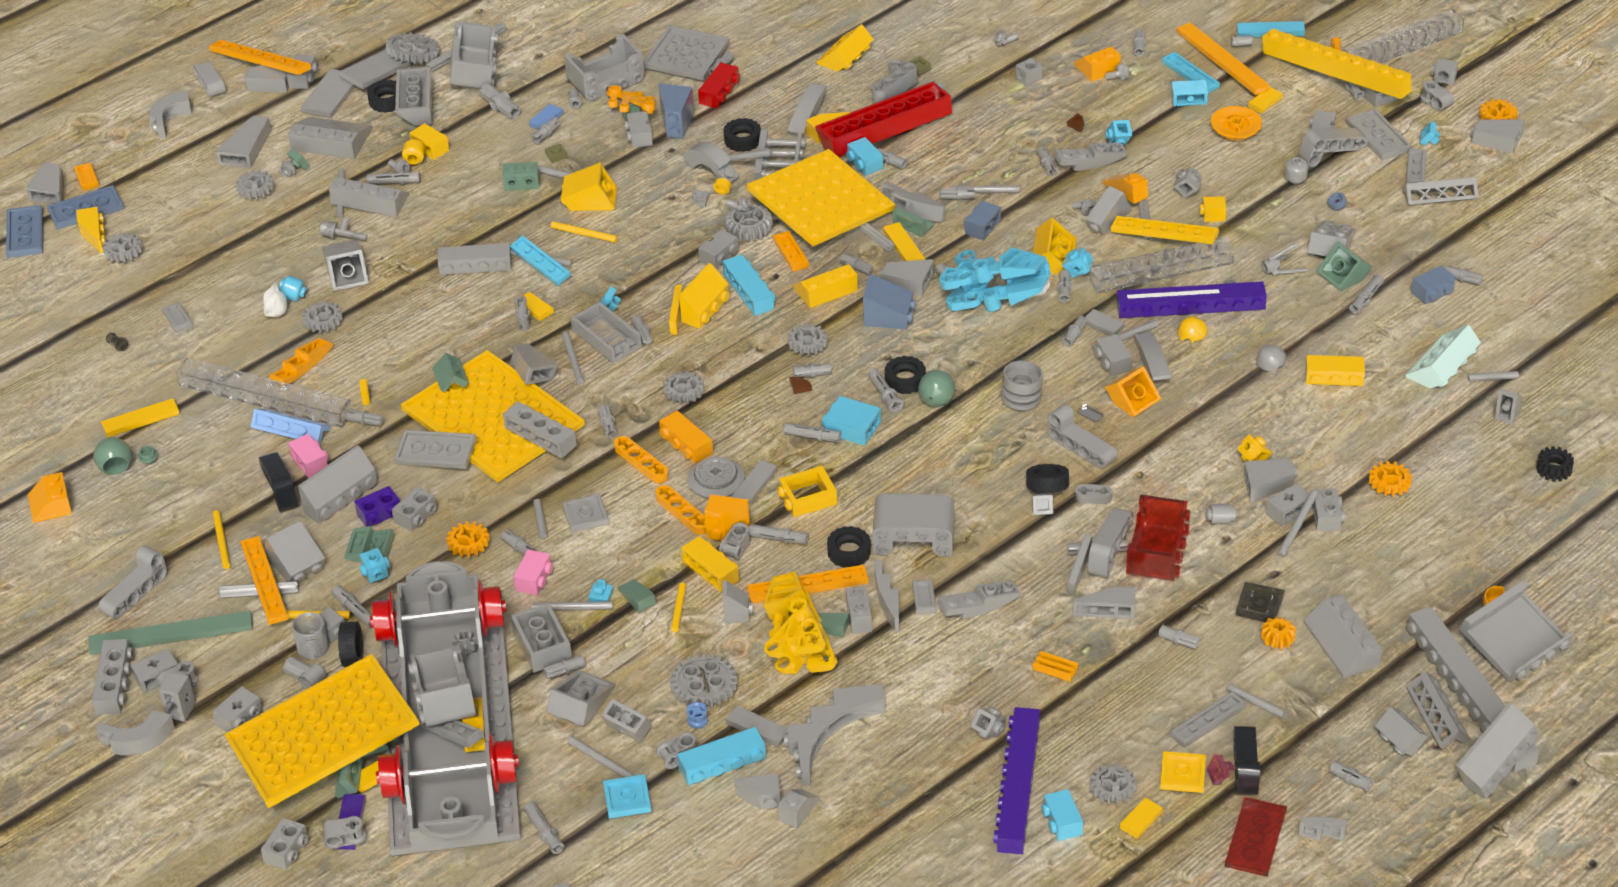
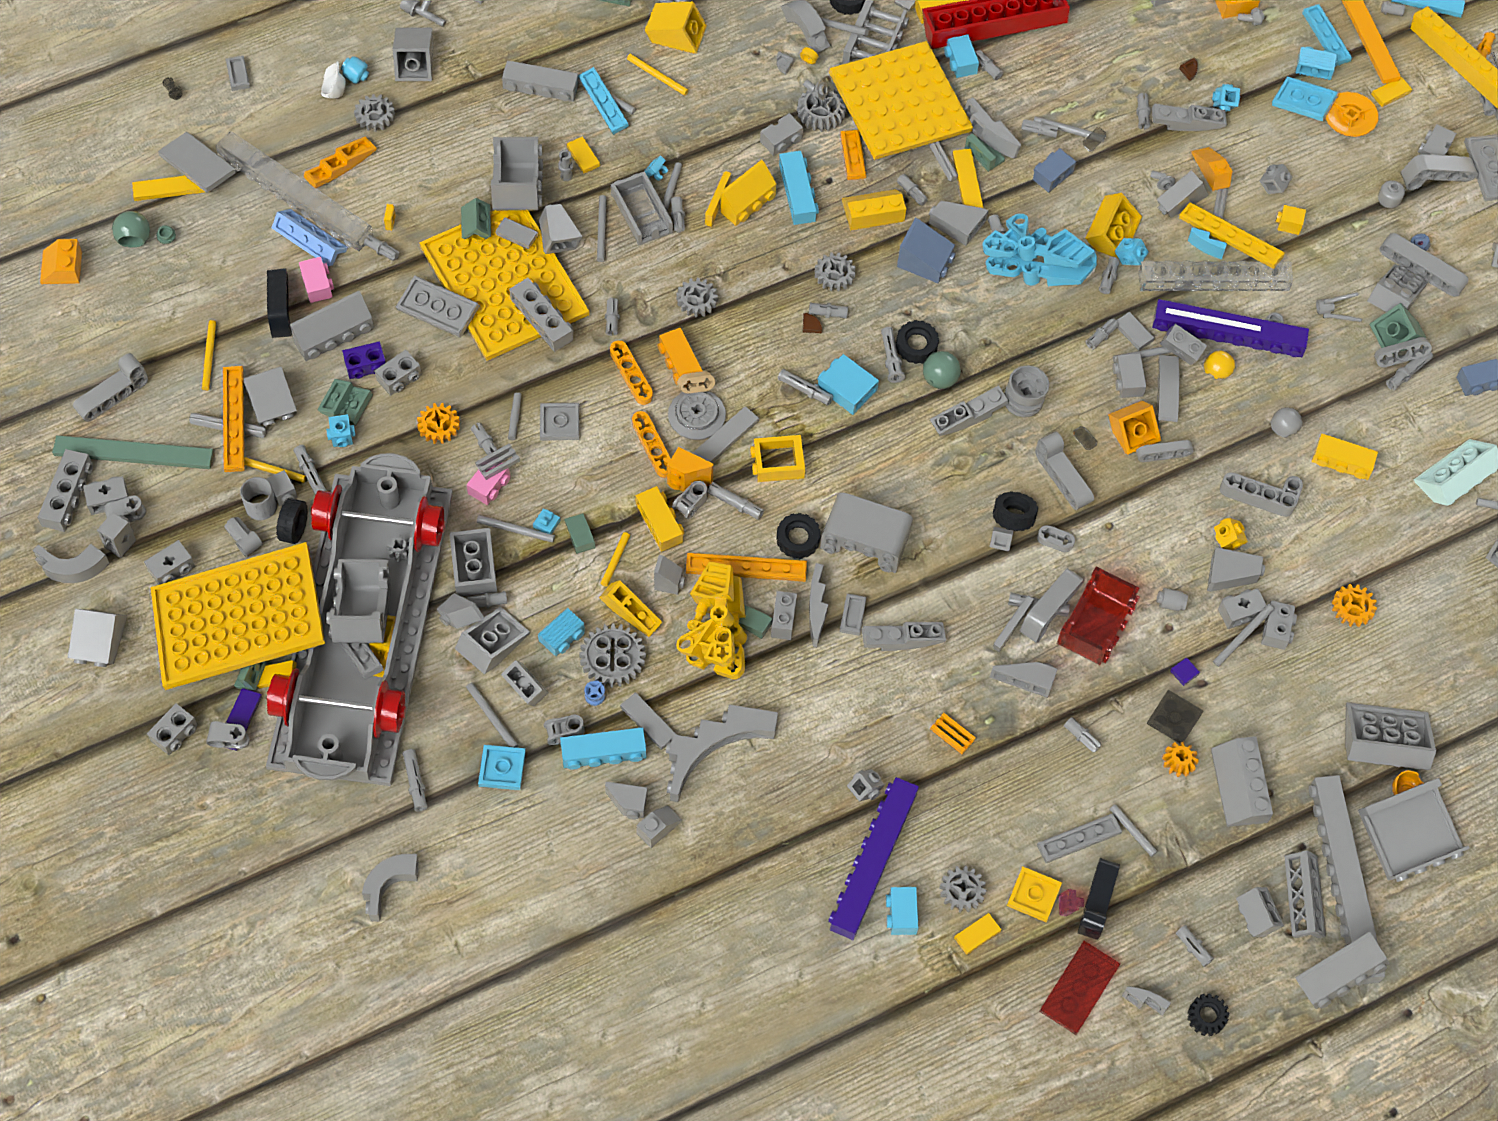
camera: 10 degrees right, 20 degrees up
(160, 391) = (196, 162): none -> light grey tile
(182, 784) = (95, 637): none -> slope
(477, 328) = (517, 173): none -> light grey windscreen
(493, 375) = (516, 233): none -> light grey tile
(535, 548) = (496, 458): none -> light grey tile
(542, 678) = (459, 612): none -> light grey slope
(628, 307) = (671, 186): none -> light grey bar
(647, 674) = (562, 632): none -> medium azure brick
(706, 639) = (630, 608): none -> yellow slope
(707, 444) = (696, 382): none -> tan beam
(975, 417) = (970, 413): none -> light grey slope
(1010, 190) = (1094, 139): none -> clear smoke piece
(1146, 244) = (1201, 240): none -> medium azure slope
(1153, 318) = (1183, 344): none -> light grey brick
(1156, 407) = (1164, 451): none -> light grey beam
(1190, 120) = (1304, 98): none -> medium azure tile
(1255, 567) = (1184, 671): none -> dark purple tile
(1270, 416) = (1259, 490): none -> light grey beam
(1340, 213) = (1424, 264): none -> light grey beam
(1363, 281) = (1410, 355): none -> light grey beam
(1386, 816) = (1213, 1003): none -> black tyre
(1464, 570) = (1389, 736): none -> light grey slope

